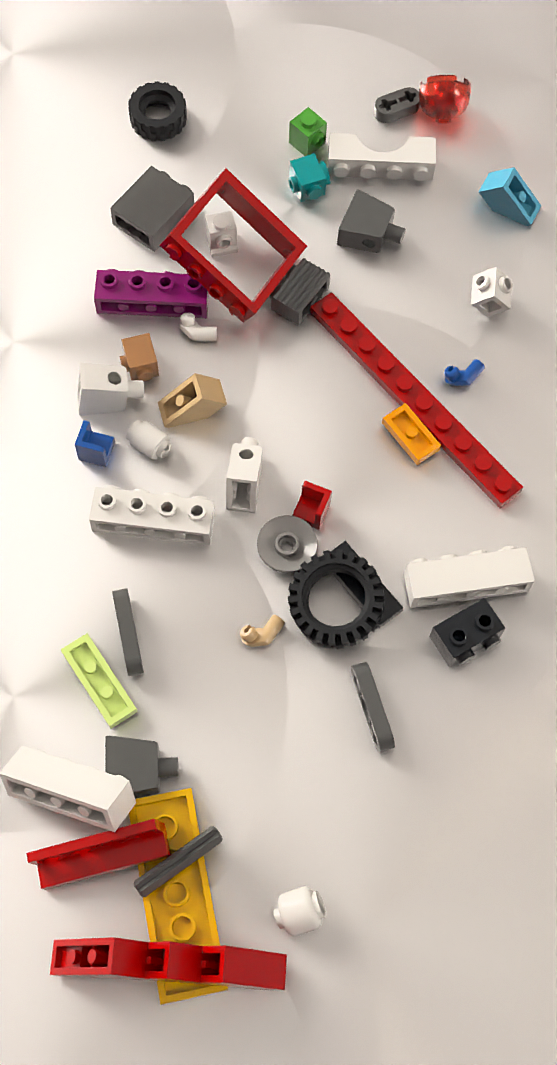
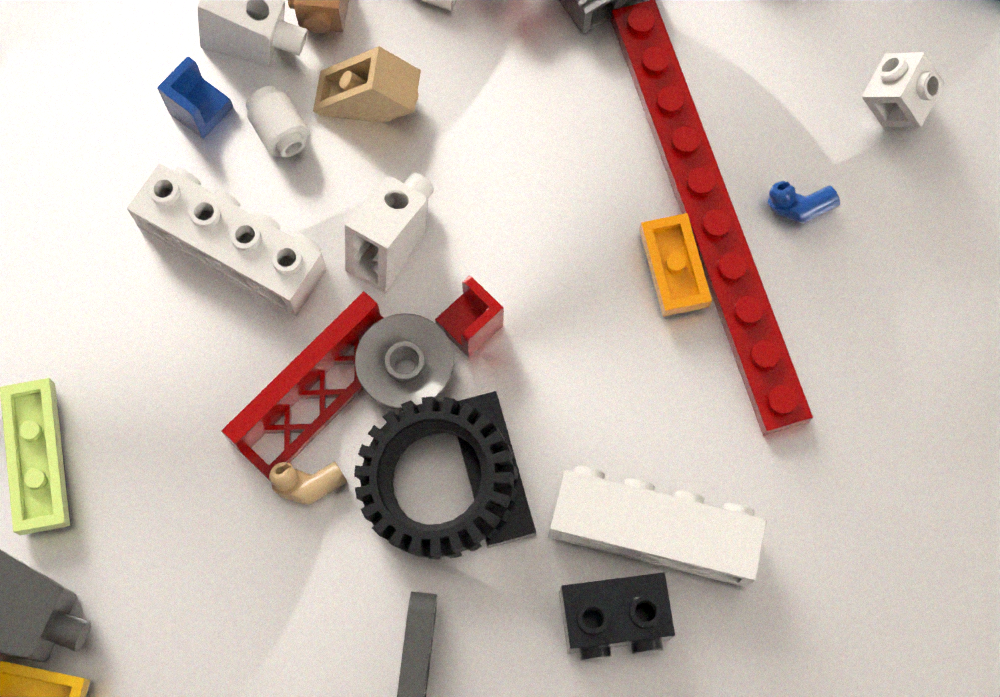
camera: 25 degrees right, 5 degrees up
(127, 632) = (109, 400): dark grey beam -> none
(230, 583) = (295, 384): none -> red fence

